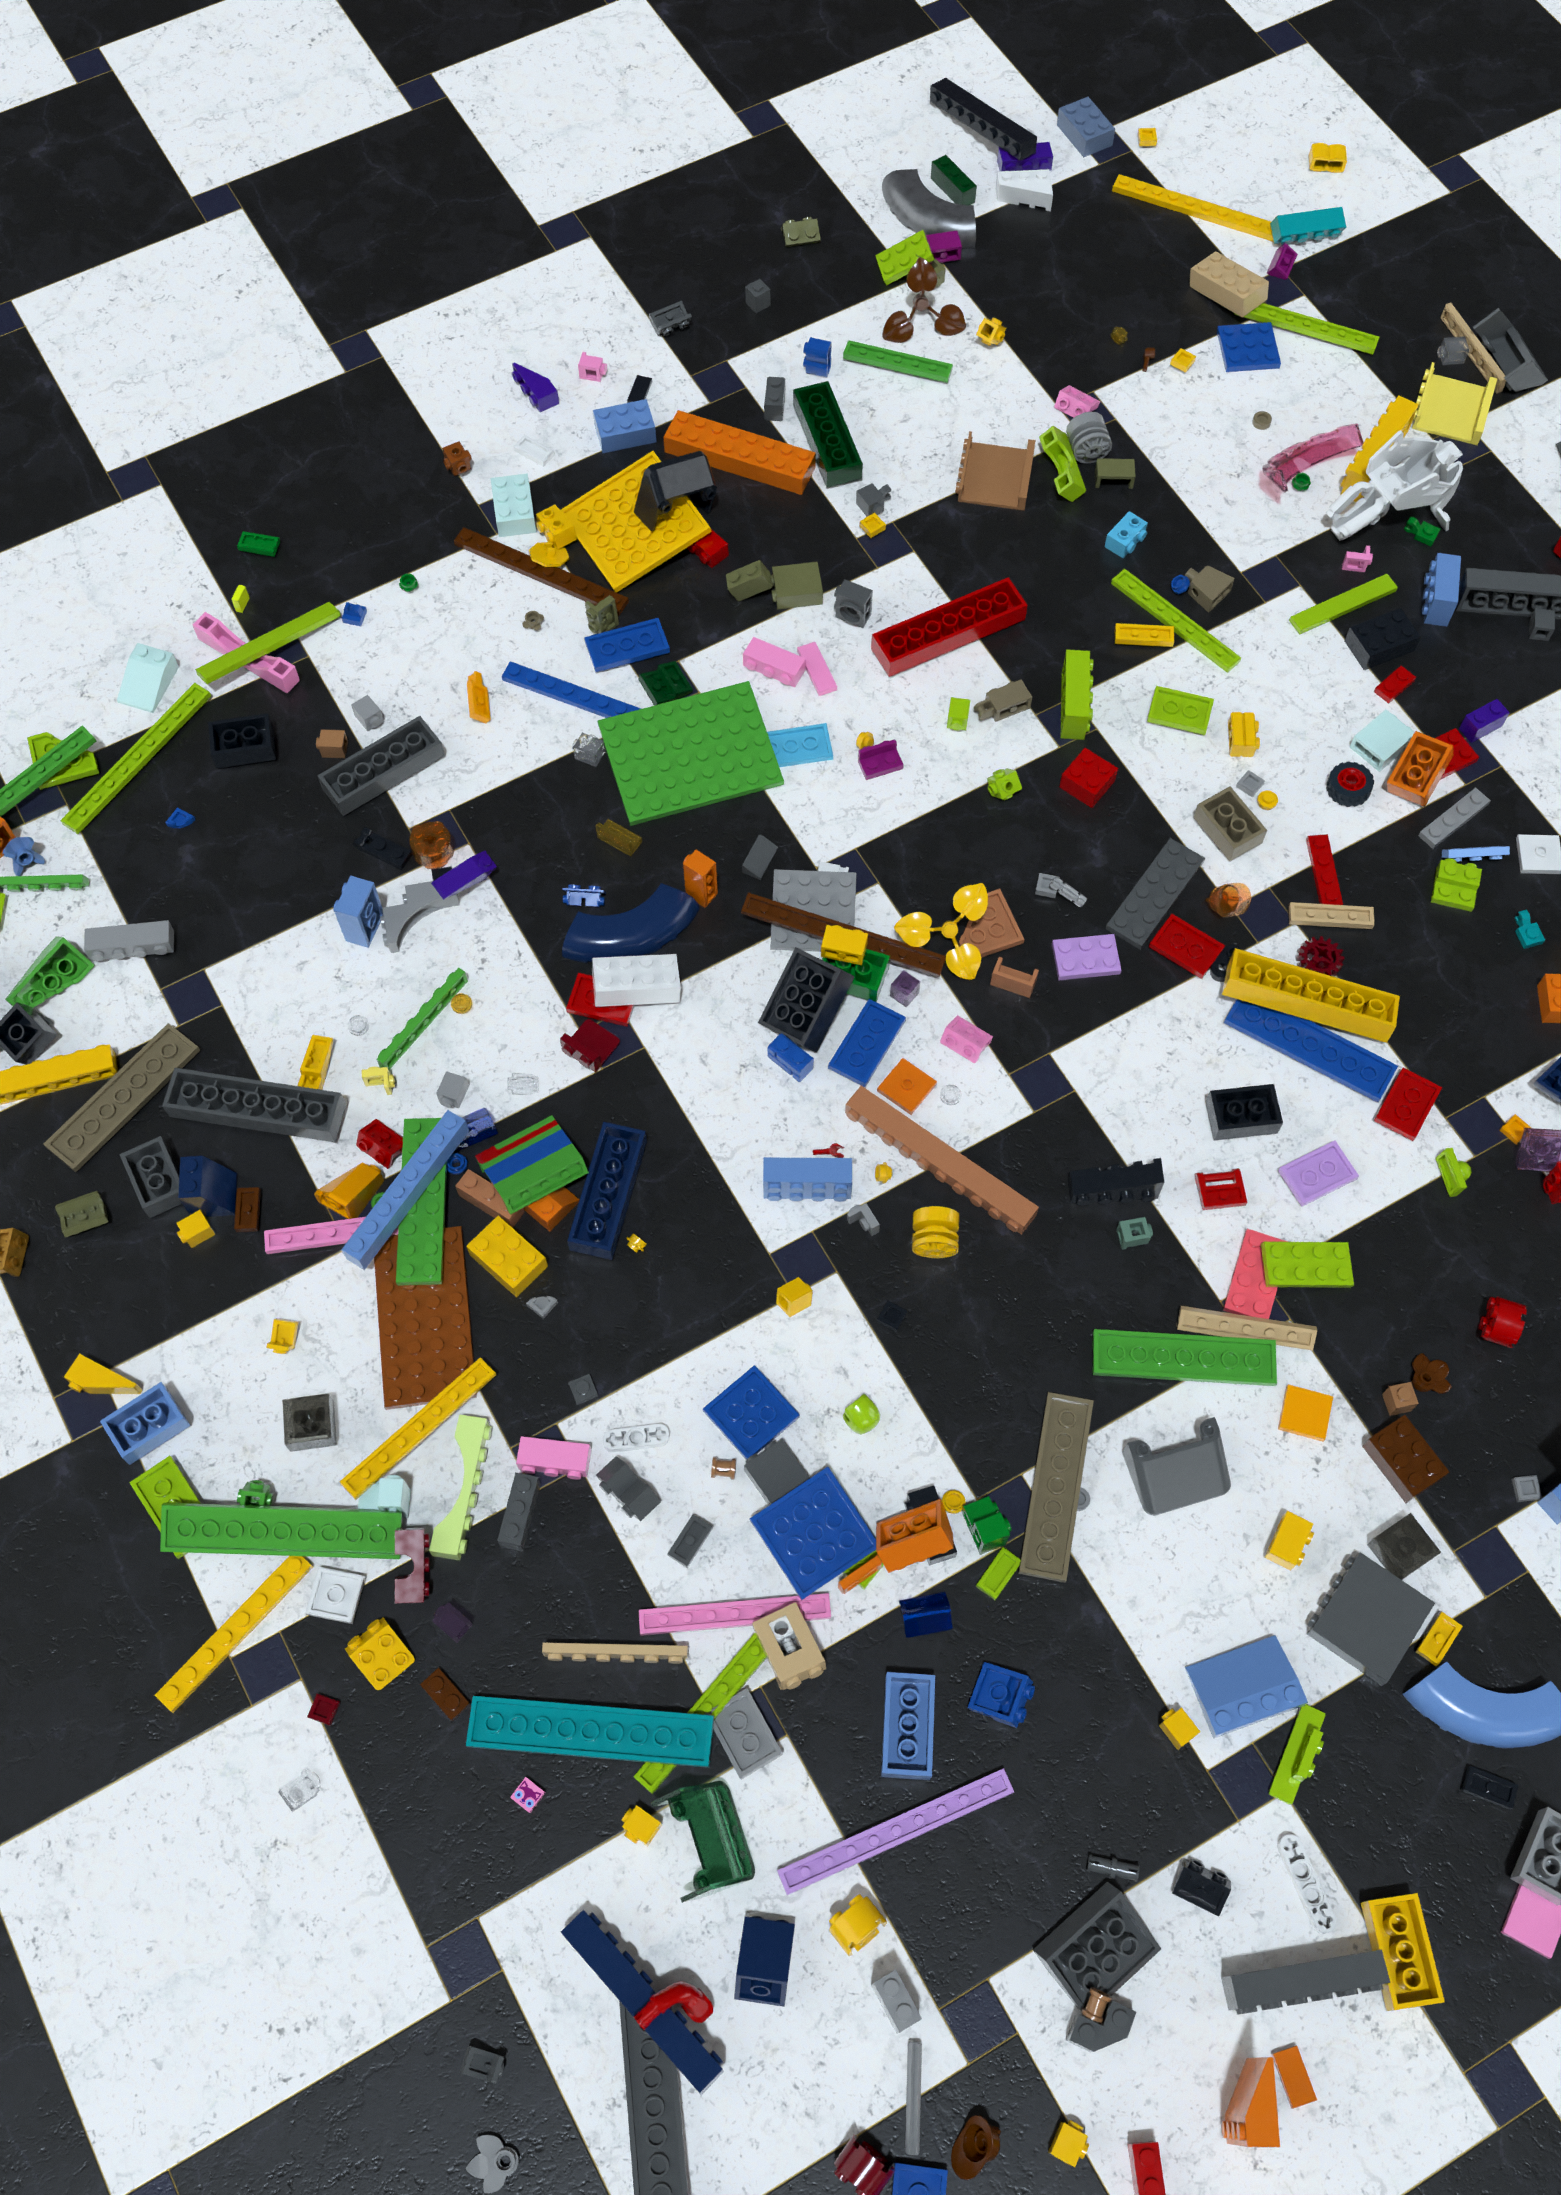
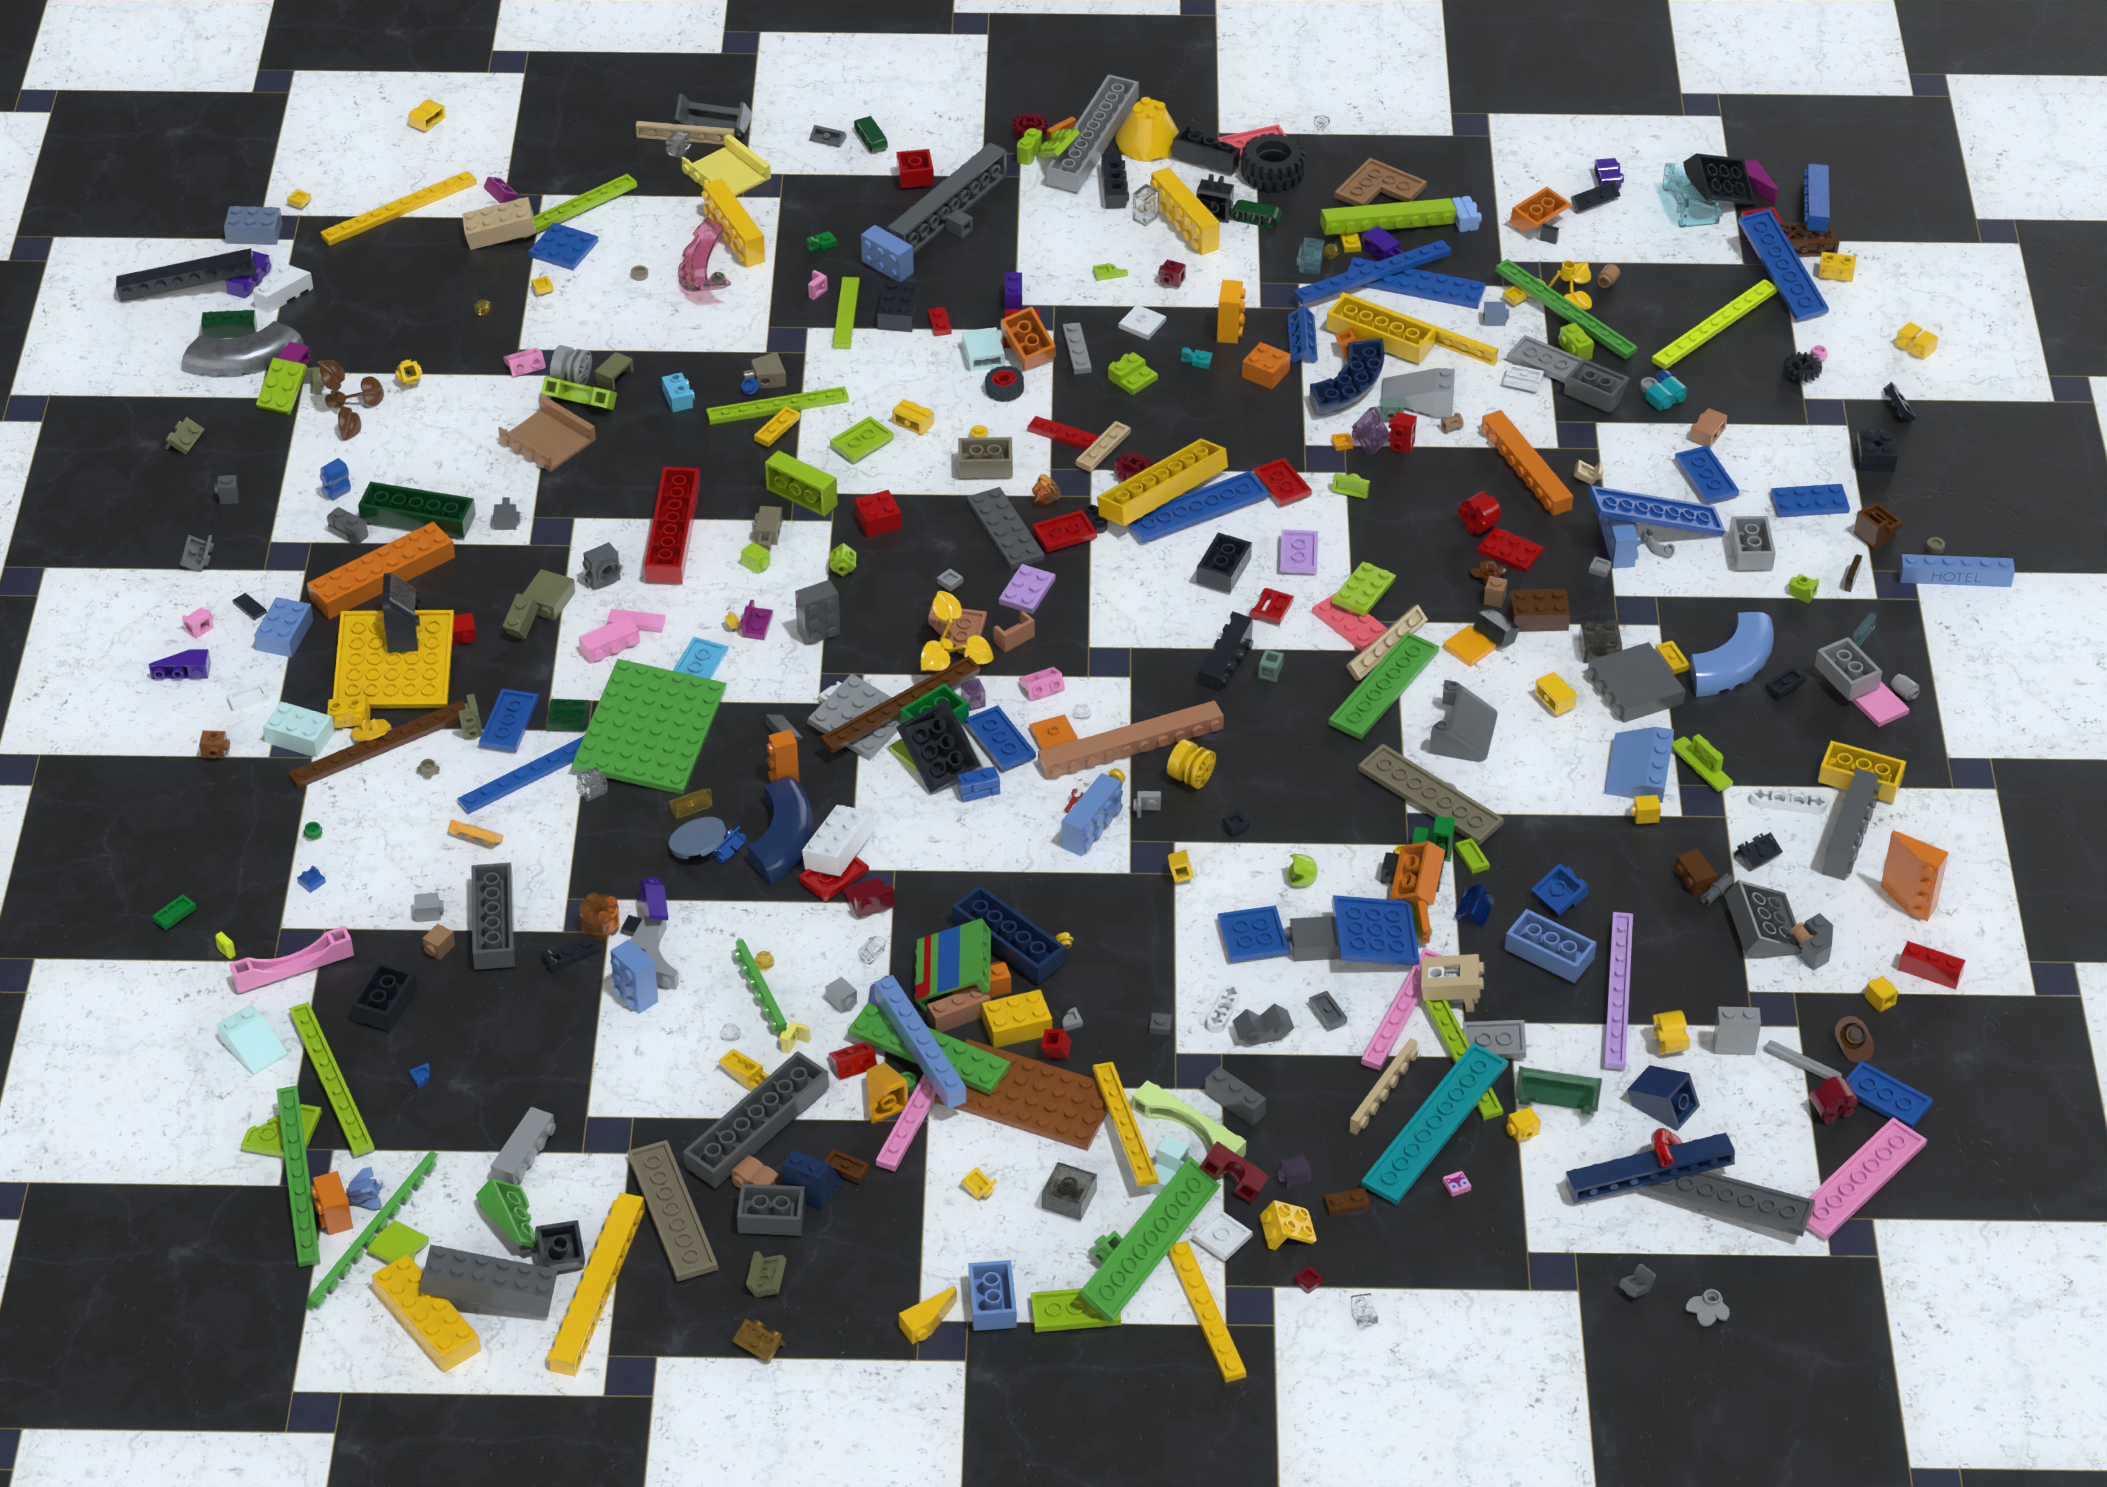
camera: 60 degrees left, 20 degrees down
(192, 1140) = (753, 1172): none -> nougat brick
(194, 1229) = (838, 1204): yellow brick -> none
(267, 643) = (295, 941): lime tile -> none
(490, 1309) = (1056, 1043): none -> red brick
(553, 1457) = (1204, 1059): bright pink brick -> none
(572, 866) = (697, 837): none -> sand blue tile
(723, 1468) = (1285, 966): medium nougat bush -> none
(844, 944) = (918, 697): yellow brick -> none
(872, 525) = (529, 527): yellow plate -> none
(897, 361) = (382, 438): bright green plate -> none
(907, 801) = (817, 612): none -> dark grey brick
(1068, 891) = (967, 569): light grey axle -> none
(1123, 1830) = (1695, 871): none -> reddish brown brick
(1149, 354) = (517, 299): reddish brown hand -> none
(1250, 783) = (955, 433): light grey tile -> none
(1308, 225) = (485, 156): teal brick -> none
(1345, 1427) = (1496, 627): none -> black brick
(1391, 471) = (784, 211): white piece -> none
(1476, 853) = (1116, 350): light blue plate -> none
(1481, 1380) = (1510, 550): none -> red plate

